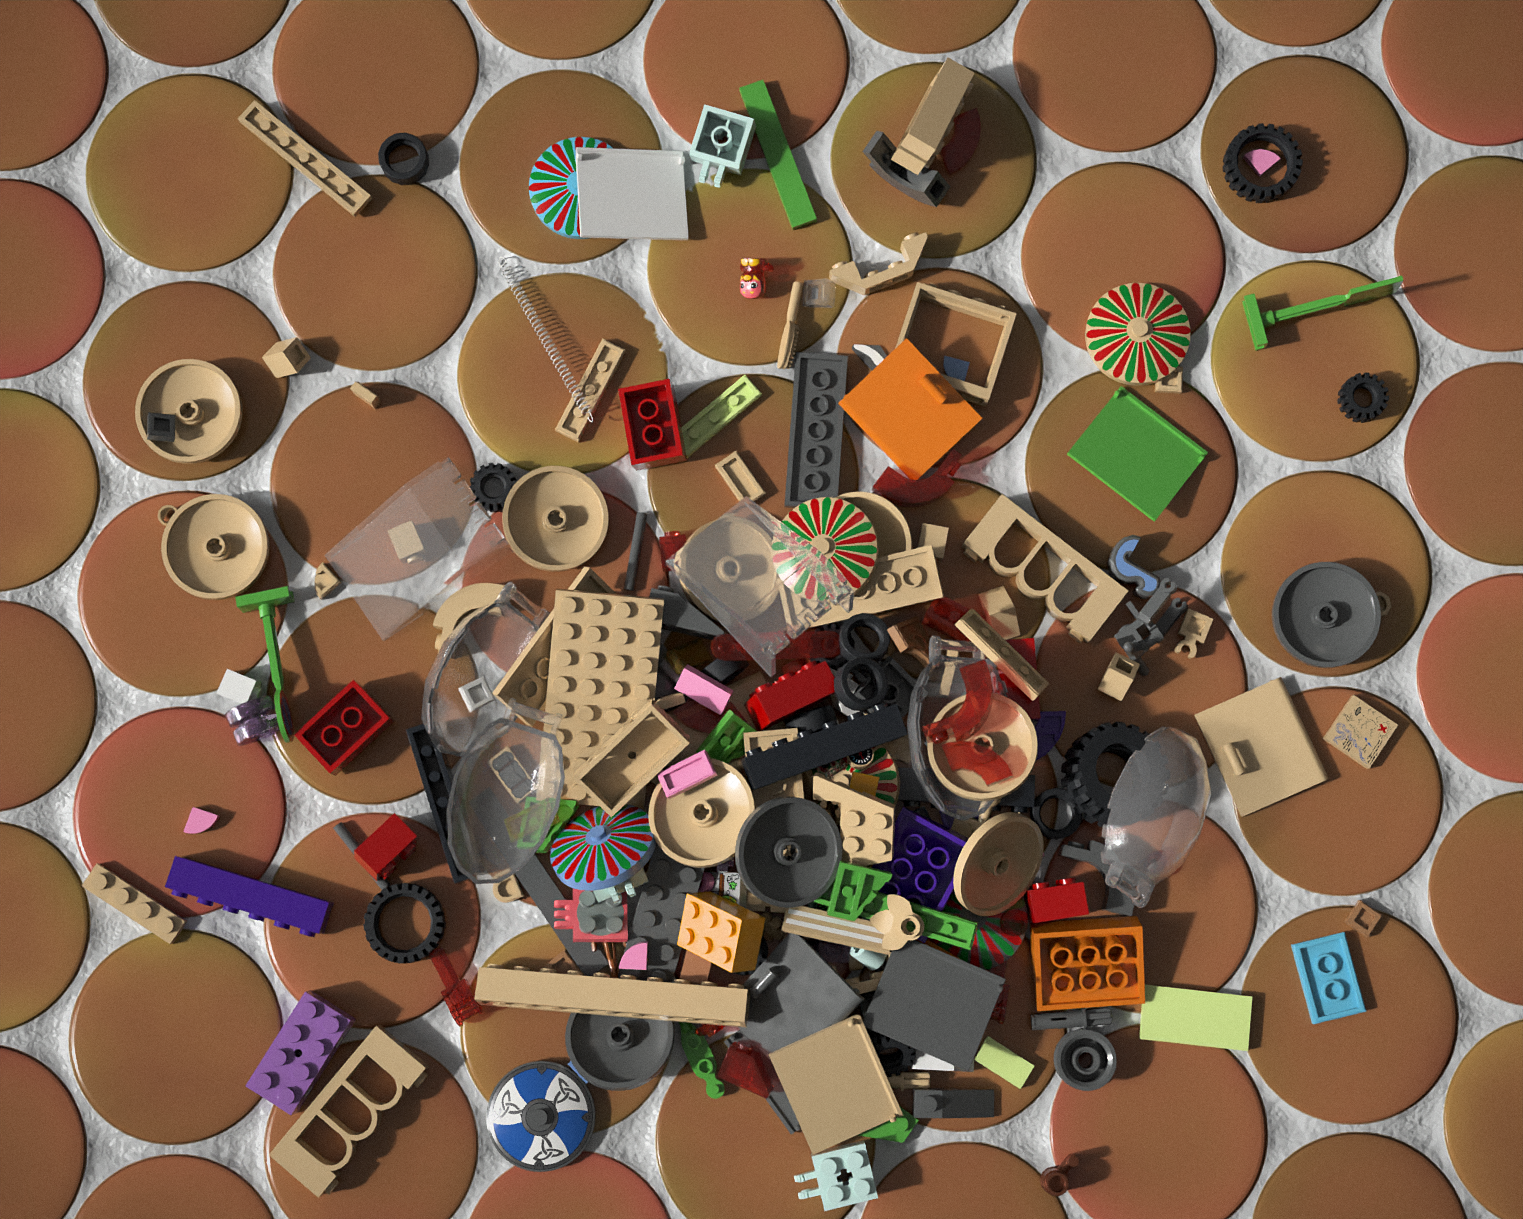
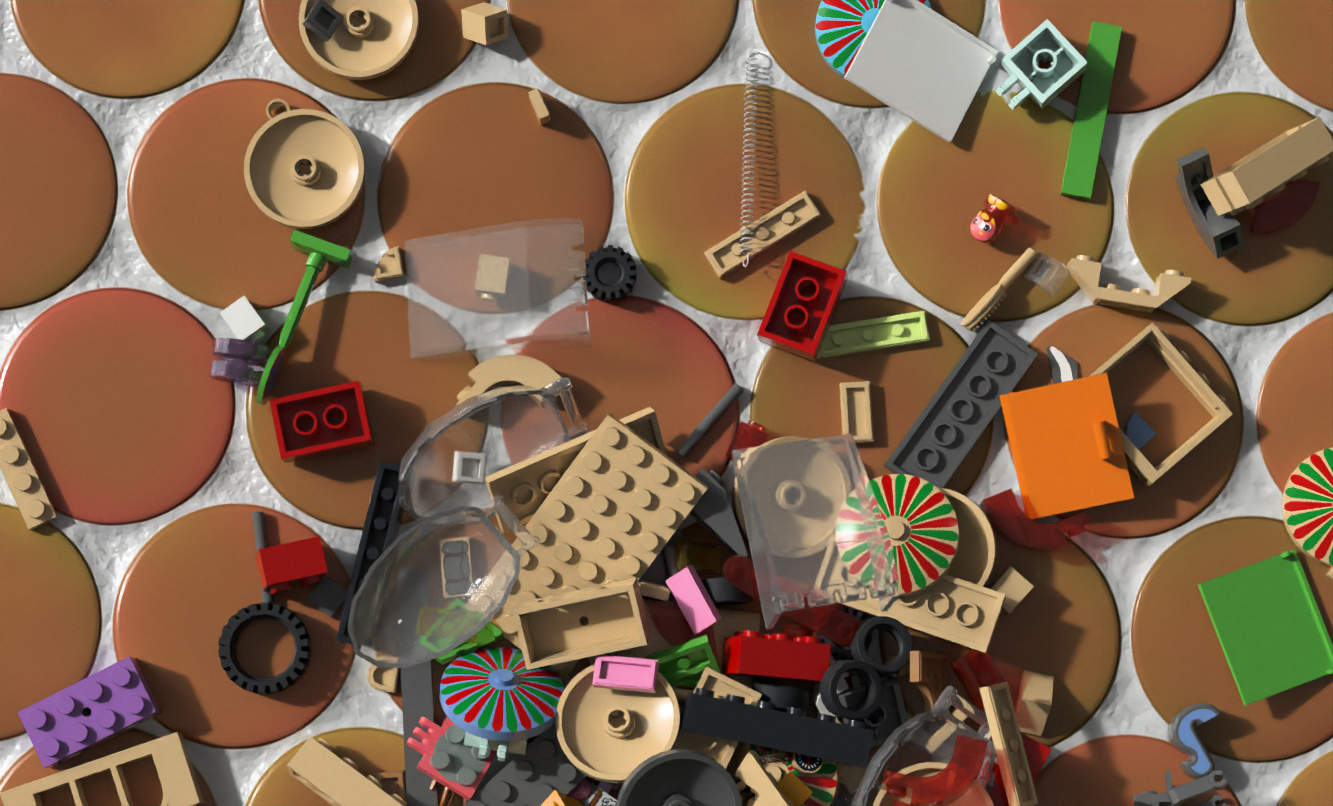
camera: 30 degrees right, 0 degrees up
(200, 821) = (129, 427): bright pink tile -> none
(249, 895) = (132, 529): dark purple brick -> none
(429, 855) = (328, 596): none -> dark grey tile
(458, 993) = (274, 749): clear red connector -> none
(555, 518) = (650, 341): tan dish -> none
(1099, 605) = (1134, 756): tan fence -> none

